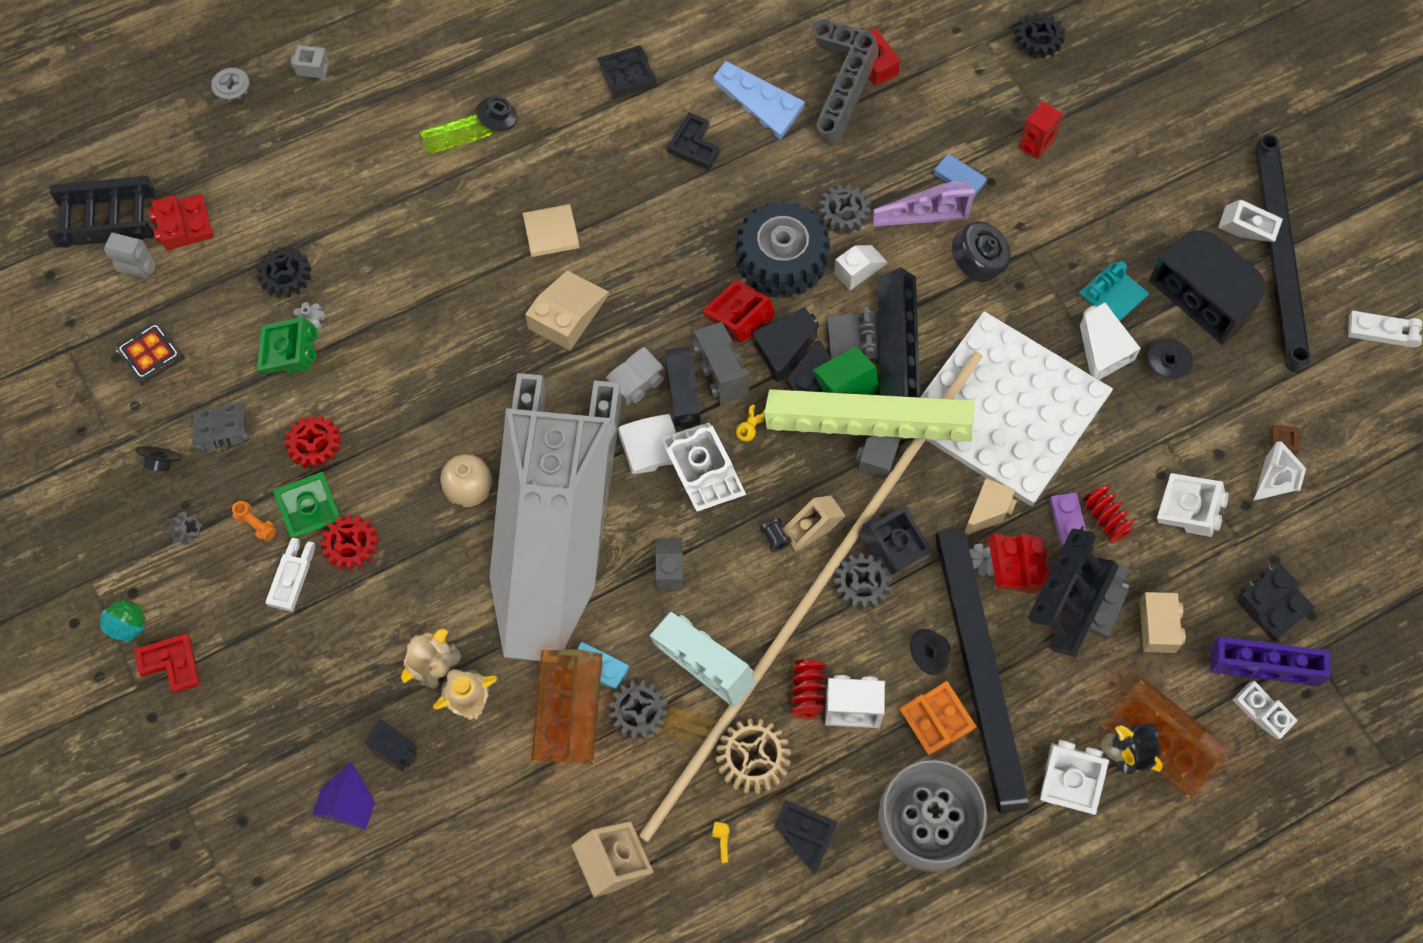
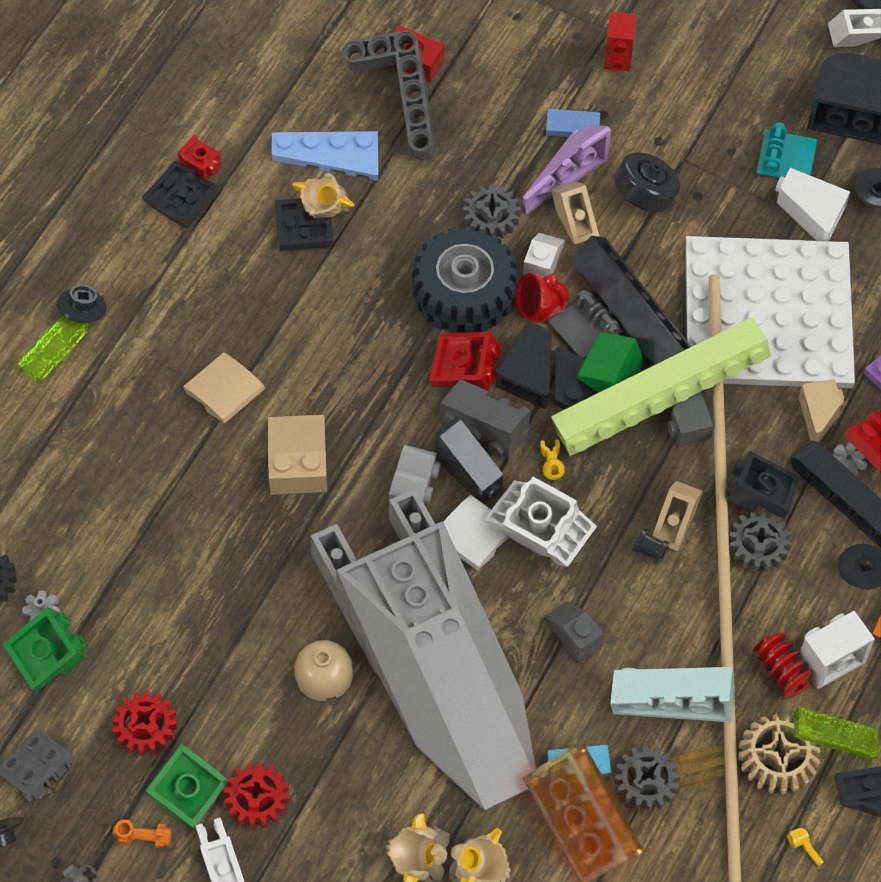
camera: 35 degrees left, 5 degrees down
(658, 51) = (200, 157): none -> red brick
(724, 128) = (323, 197): none -> tan hair
(807, 768) = (836, 733): none -> clear neon green tile
(831, 294) = (540, 297): none -> red piece
(909, 243) = (575, 211): none -> tan slope

